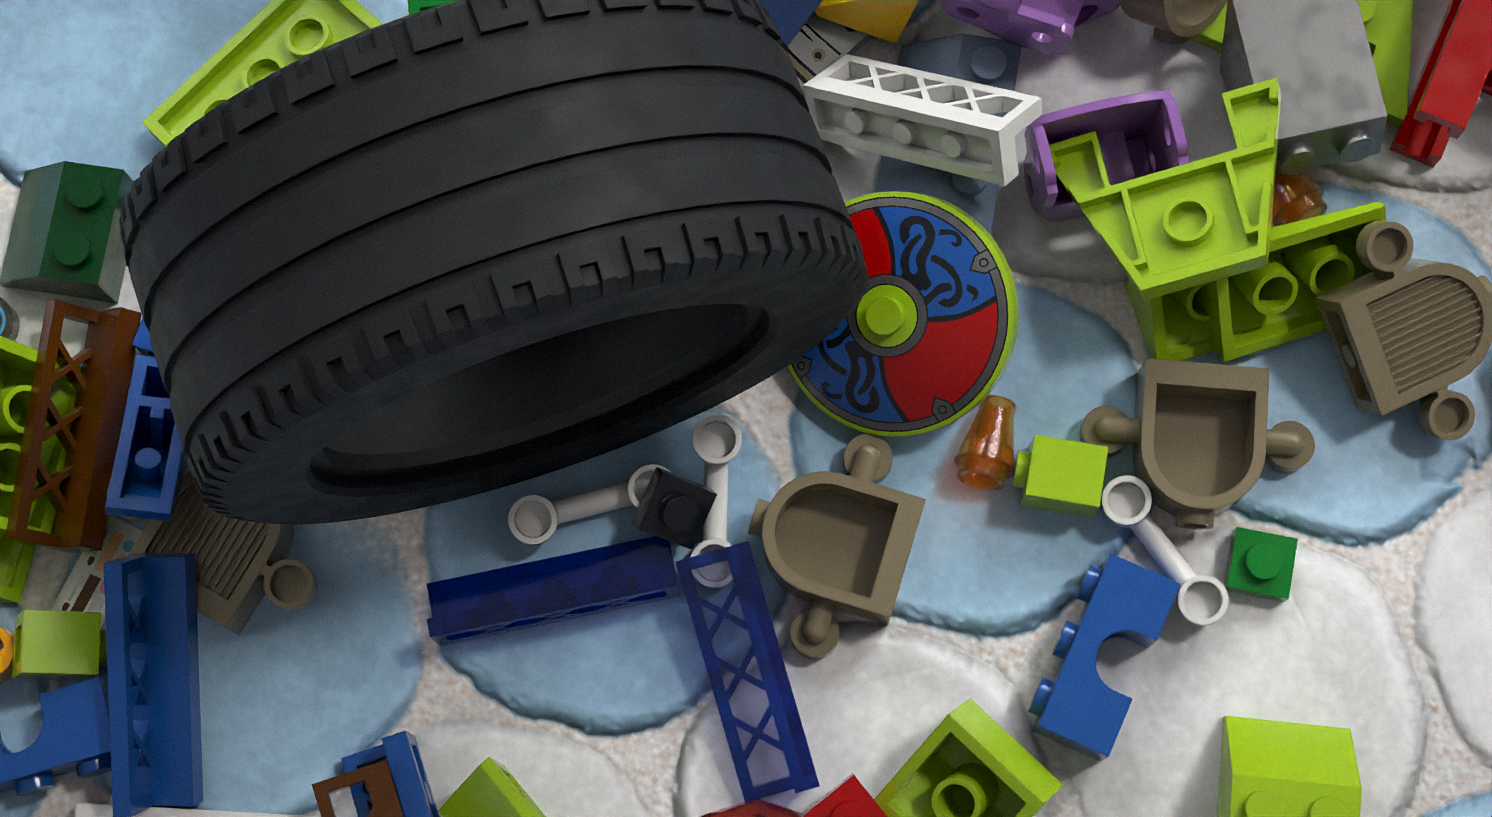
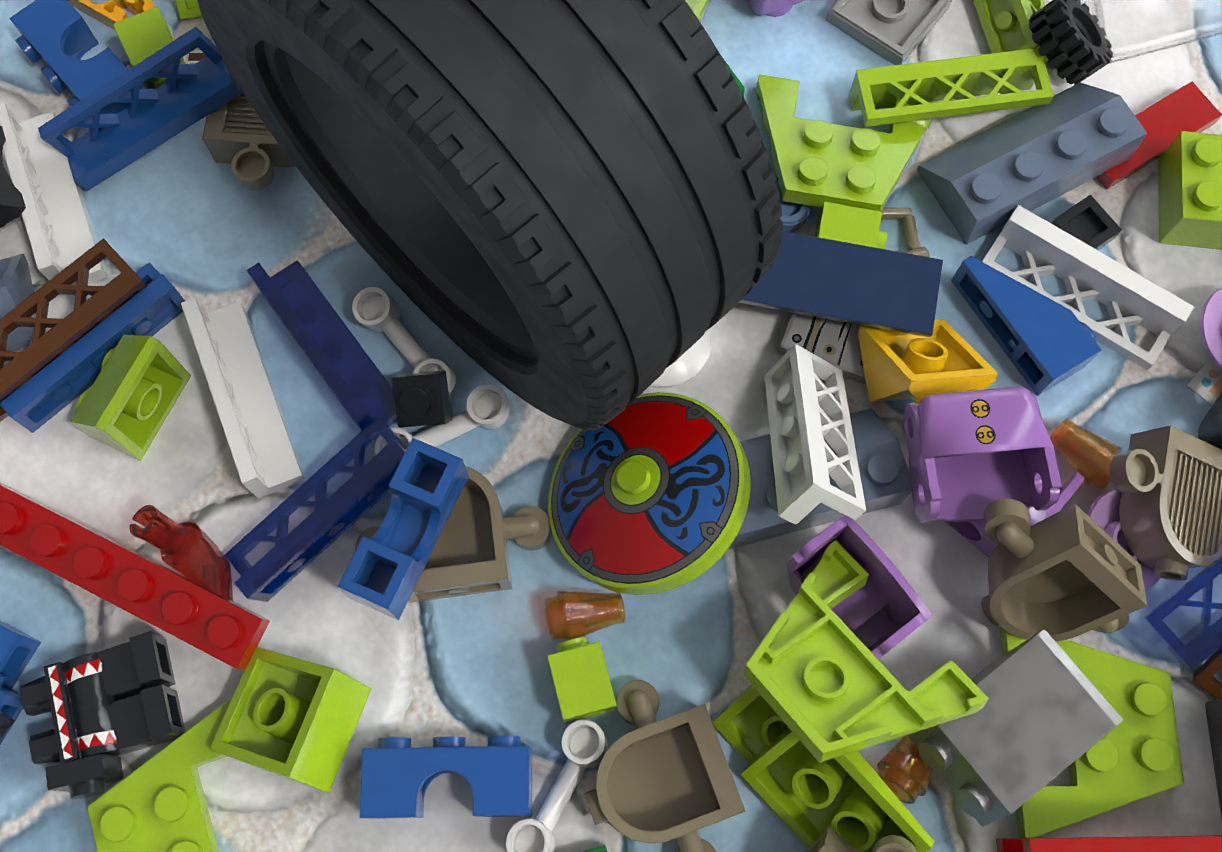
camera: 60 degrees right, 5 degrees down
(567, 707) = (244, 398): none -> white fence
(833, 576) = (421, 501): none -> blue arch

